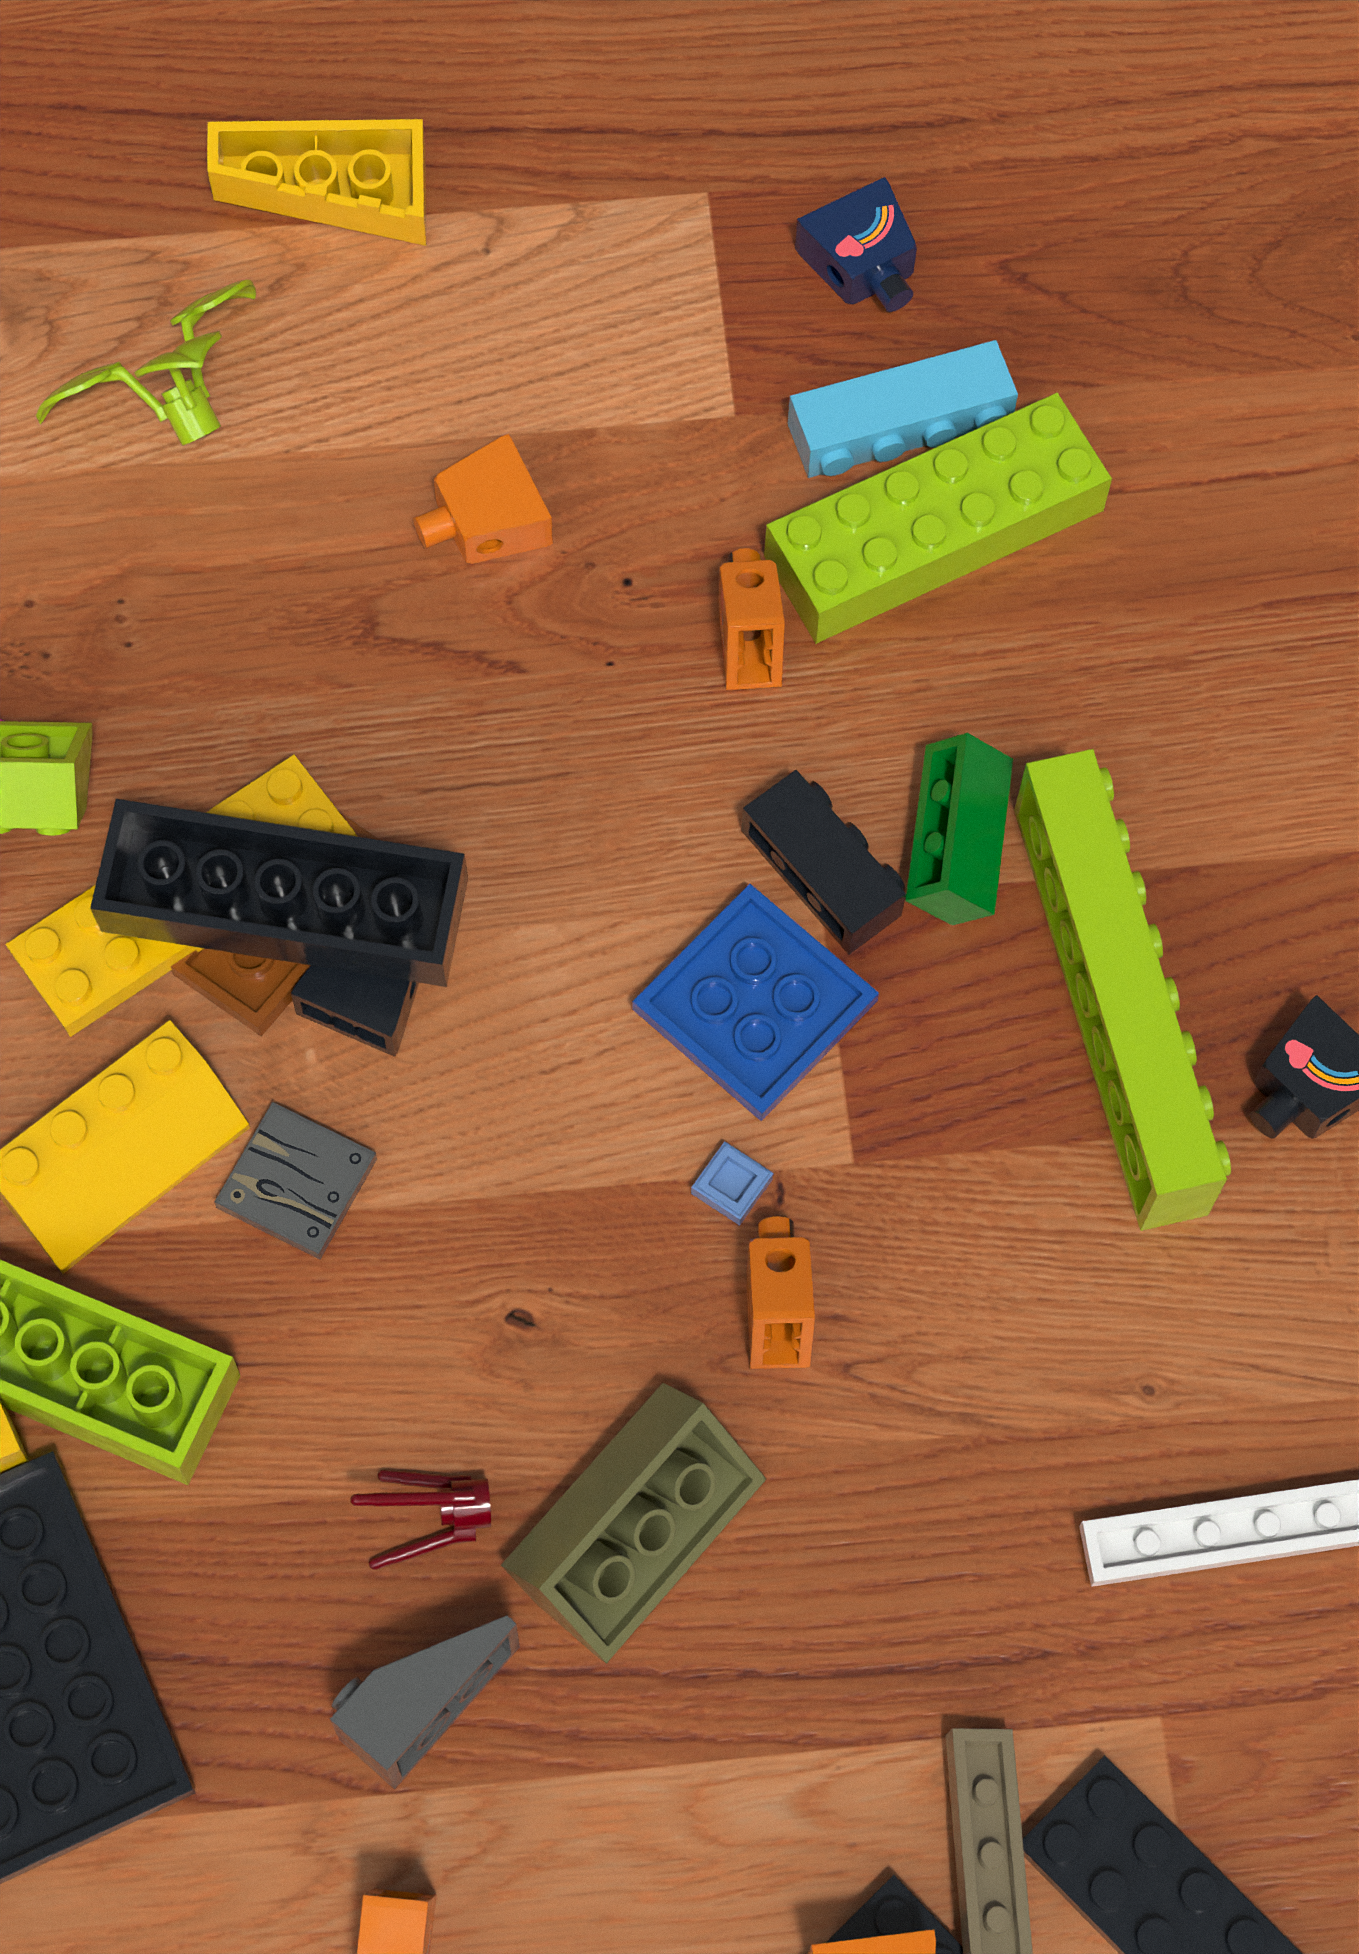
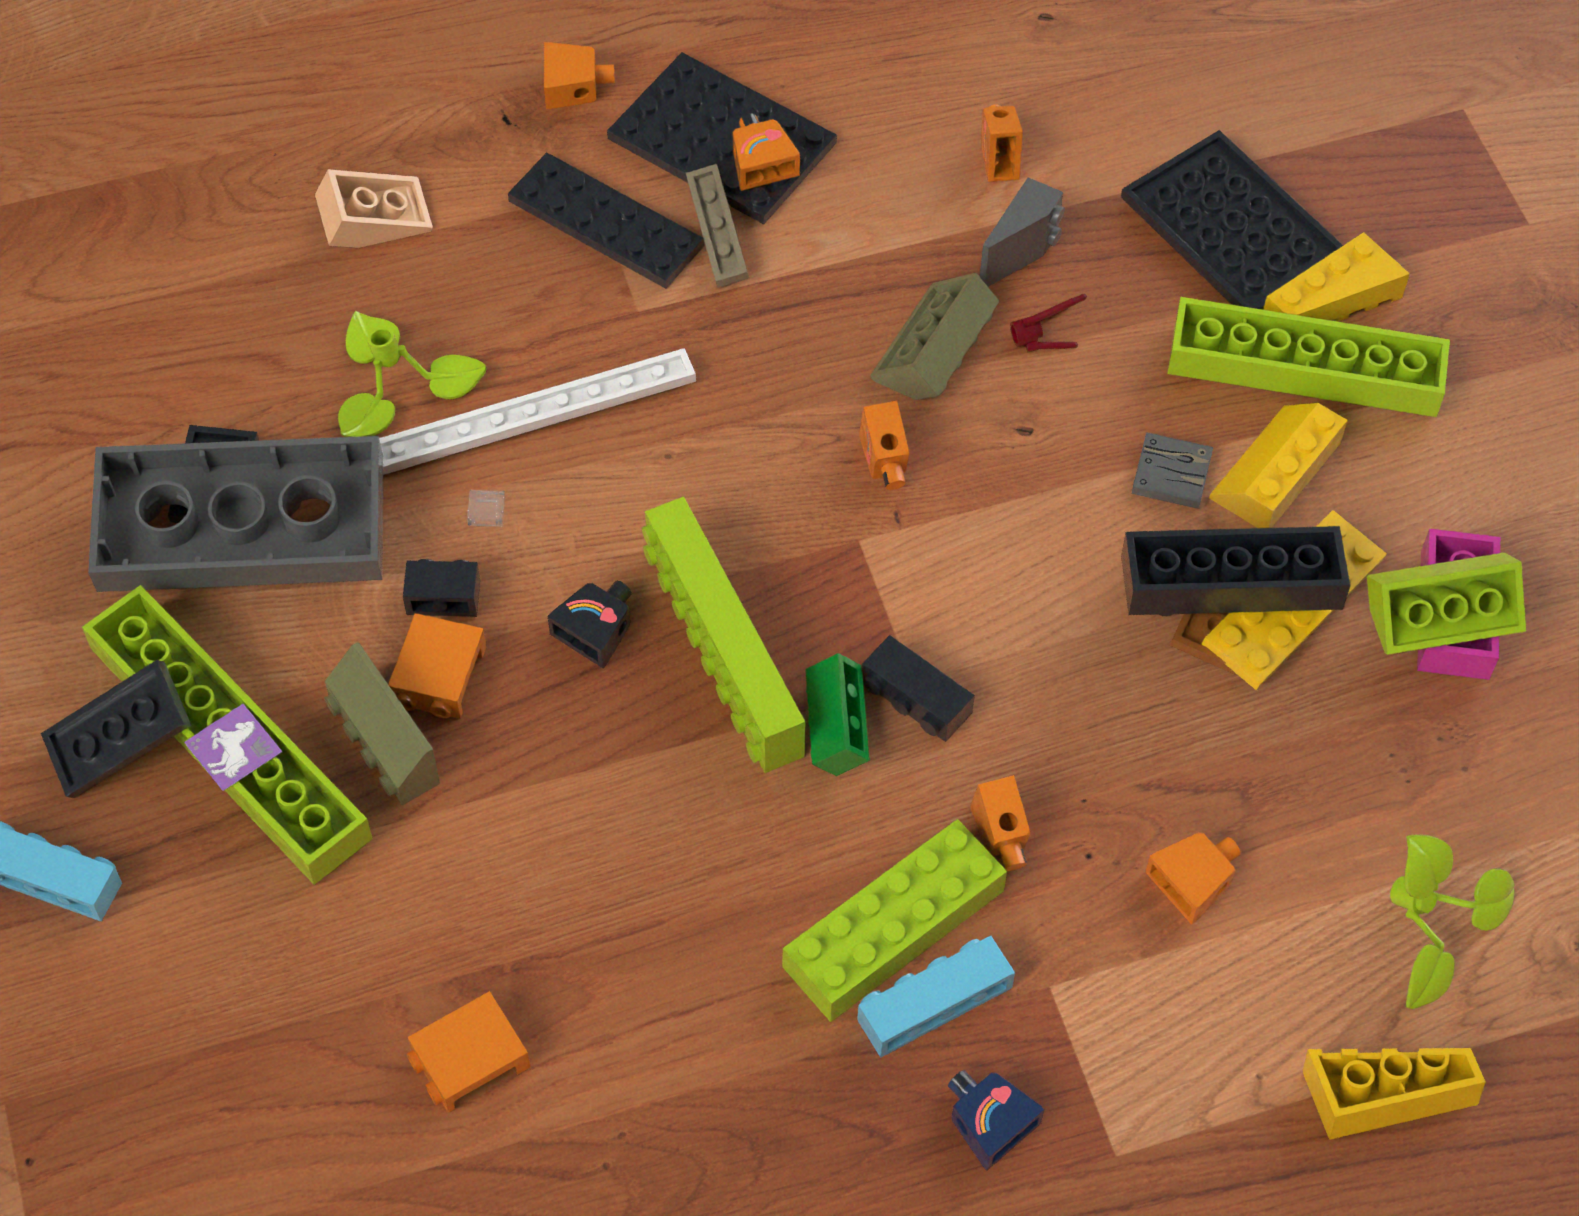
camera: 170 degrees right, 10 degrees down
(732, 1183) = (925, 513): medium blue tile -> none
(755, 1001) = (937, 605): blue plate -> none

